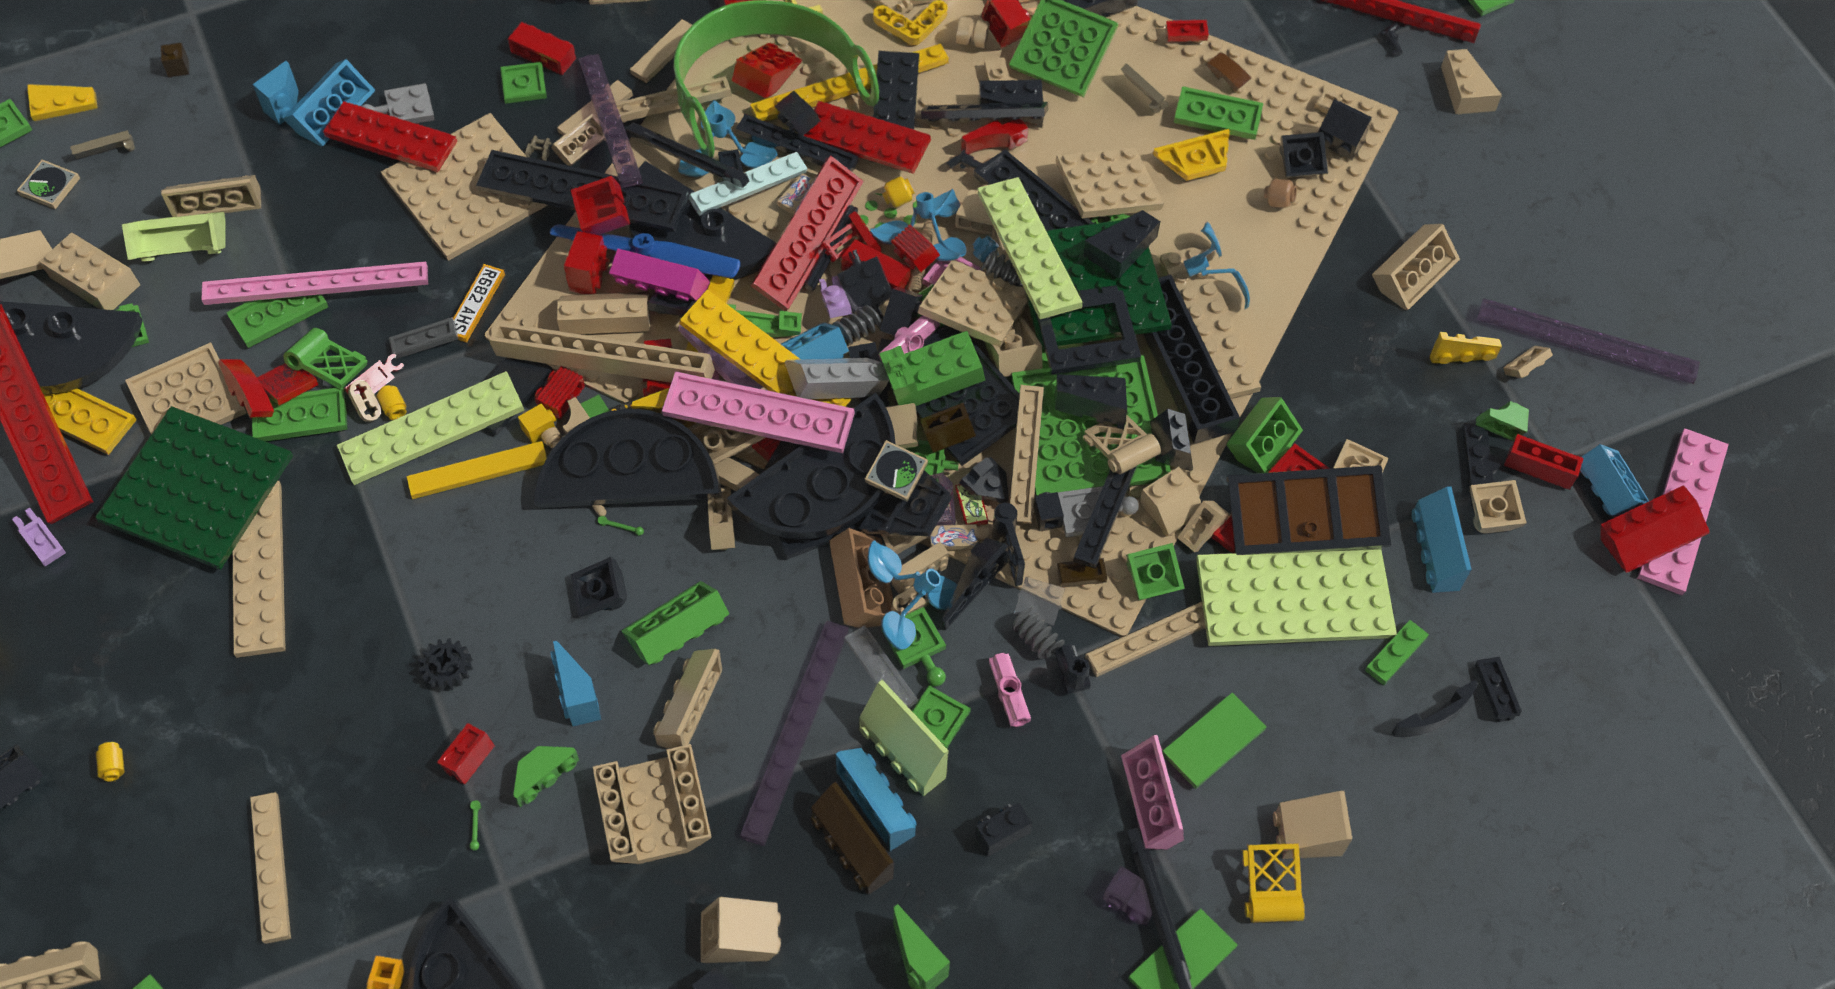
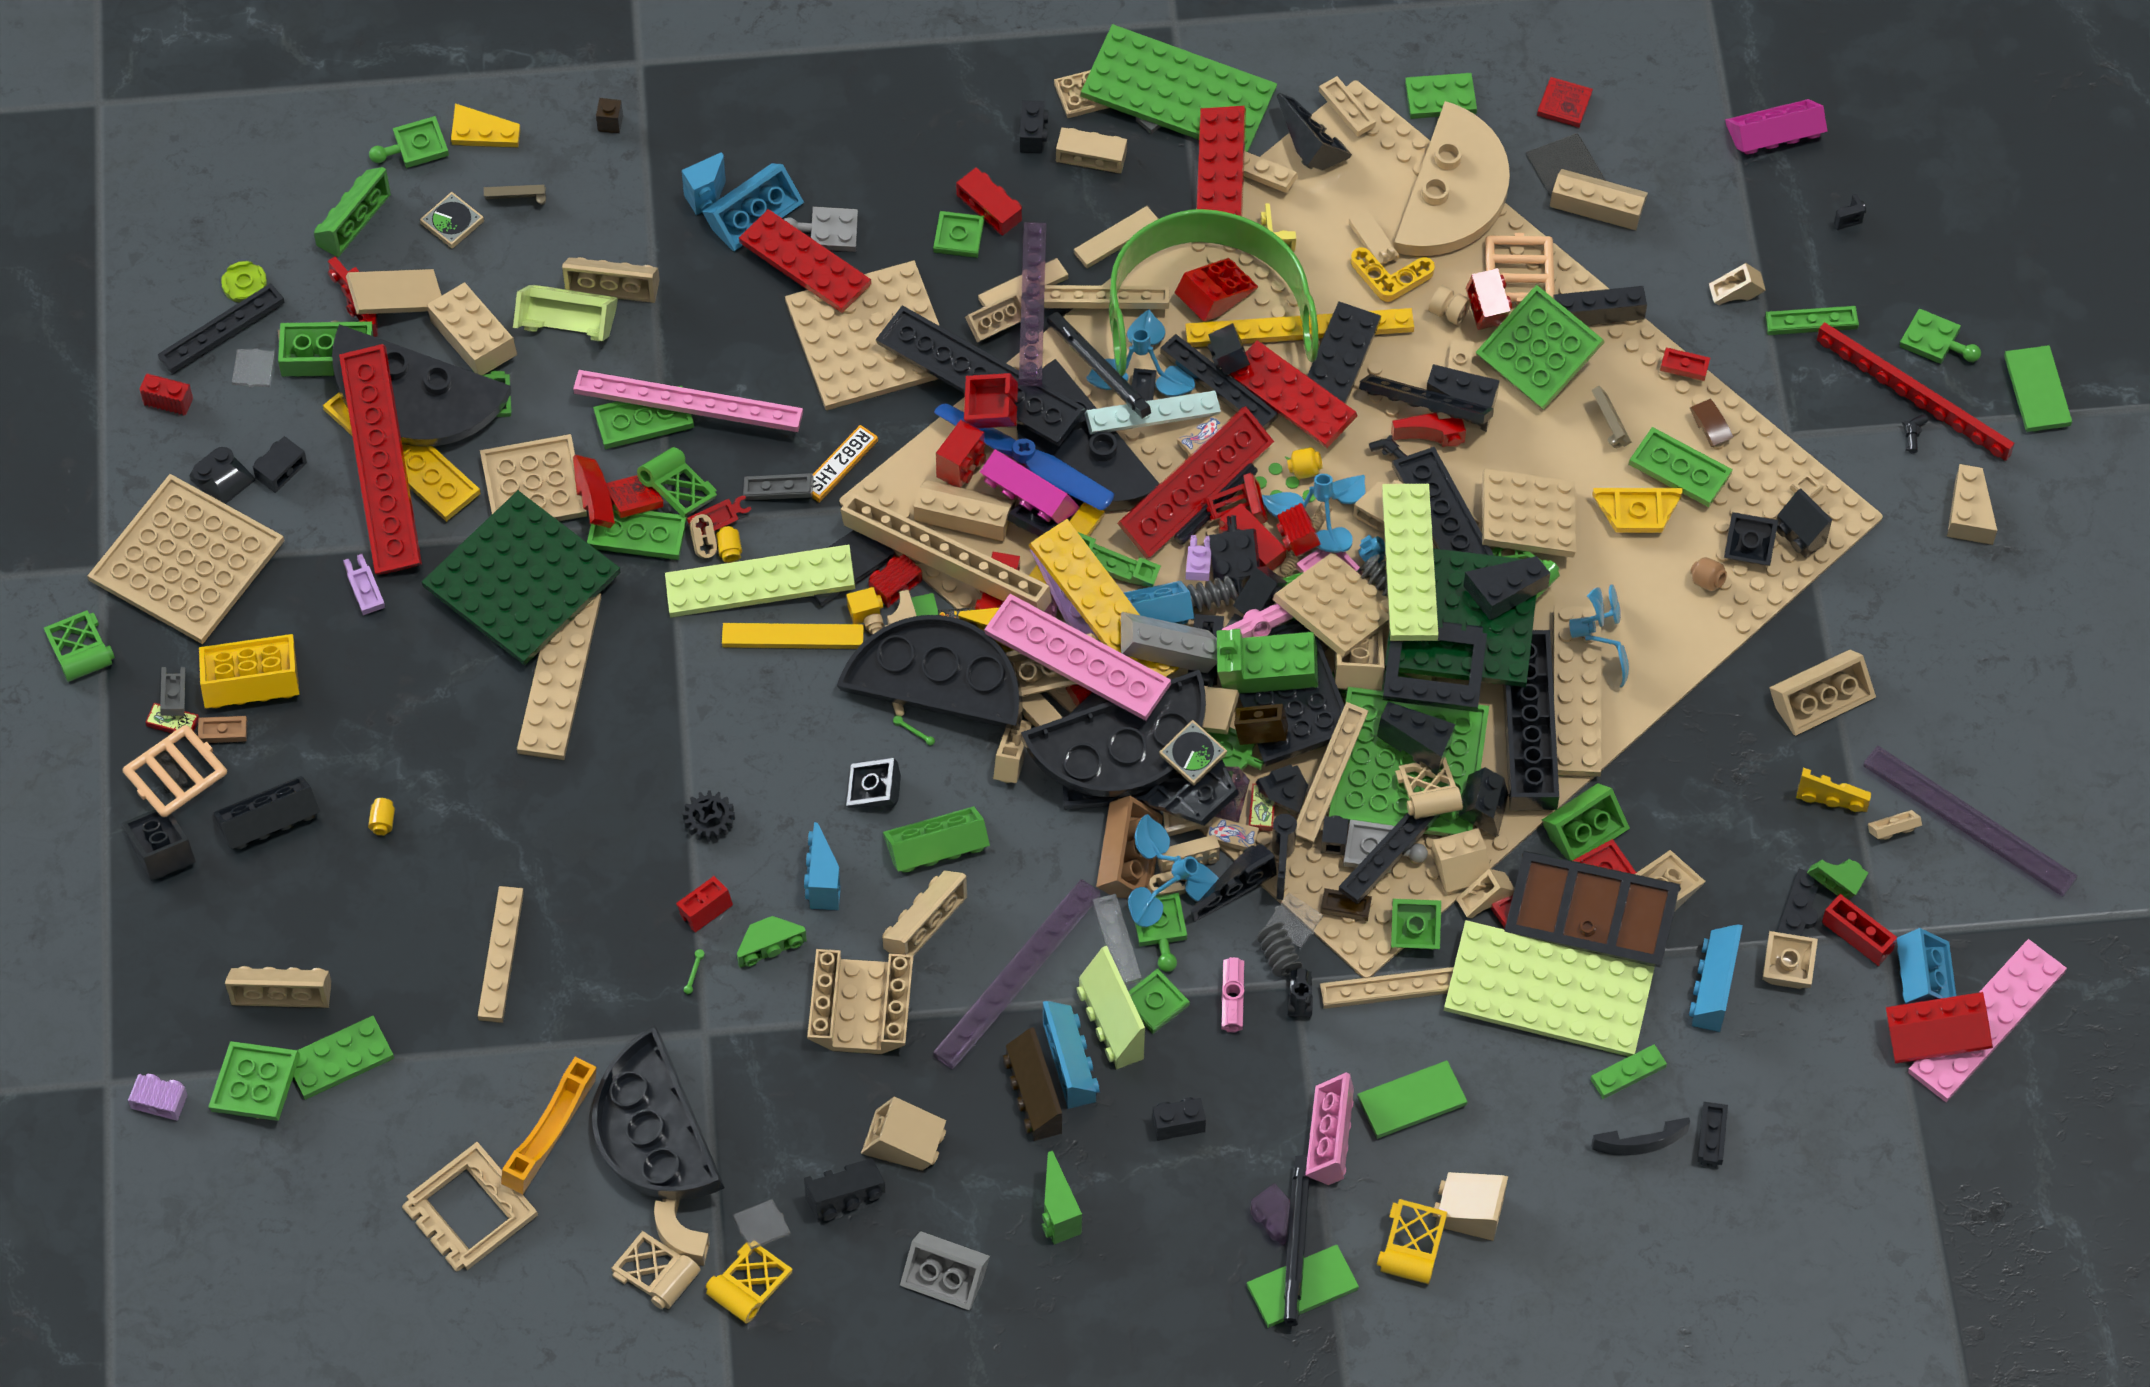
camera: 20 degrees right, 0 degrees up
(531, 147) = (945, 310): dark tan piece -> none

